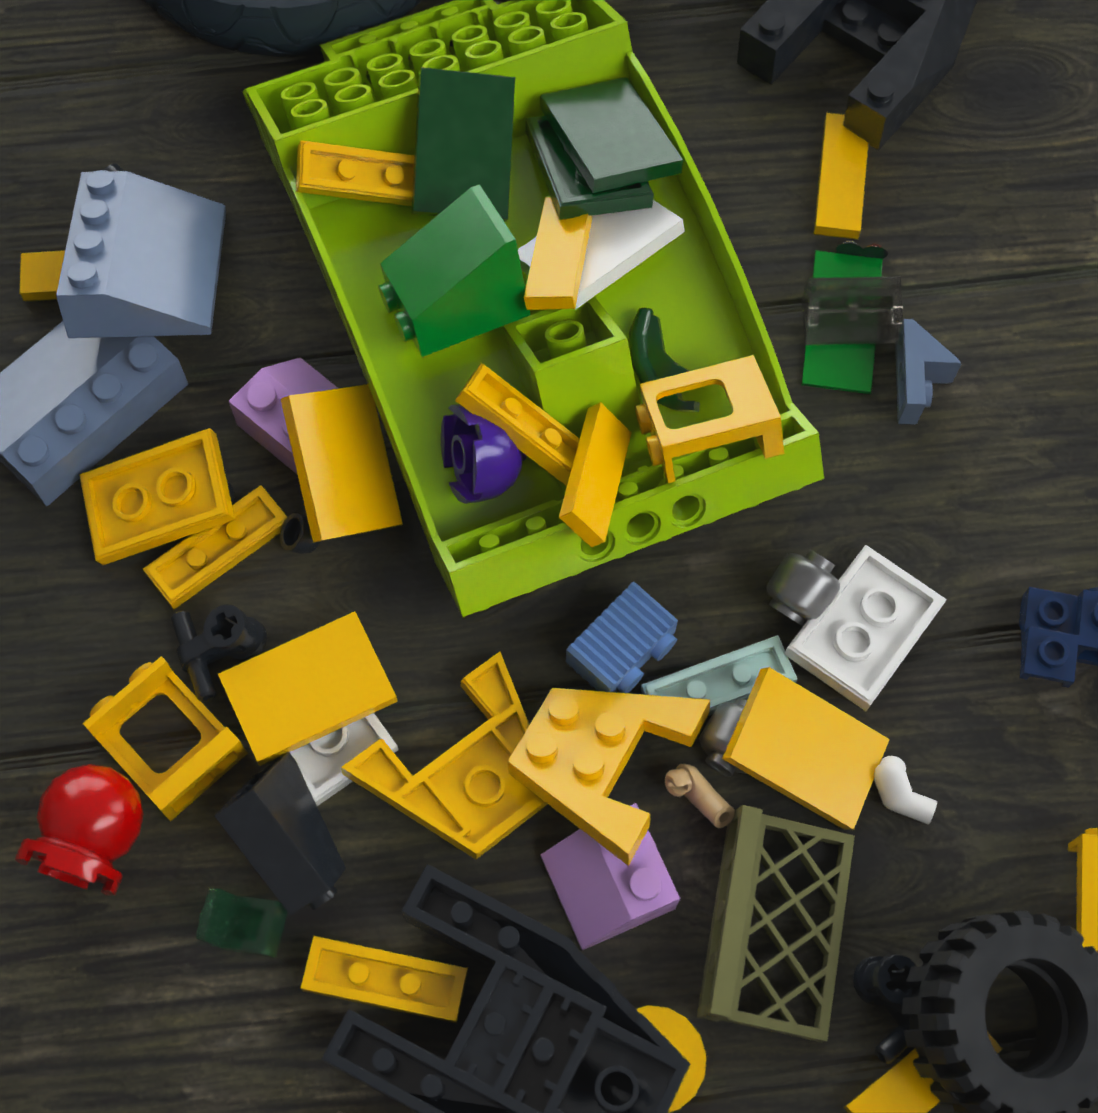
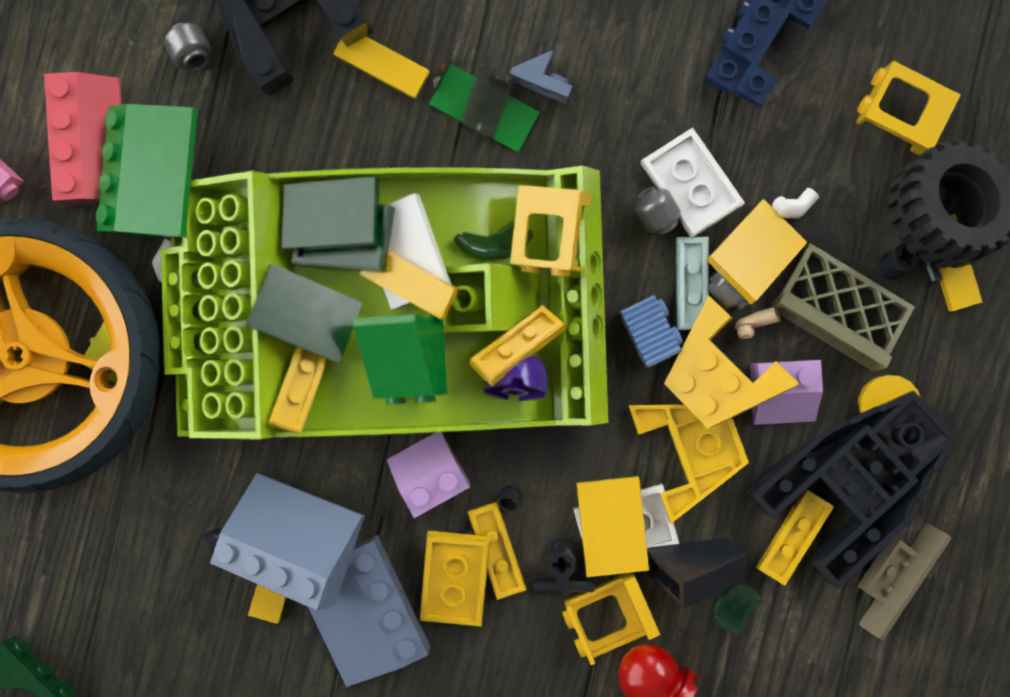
camera: 70 degrees left, 20 degrees up
(341, 462) = (481, 462): yellow tile -> none
(595, 475) = (563, 314): yellow tile -> none

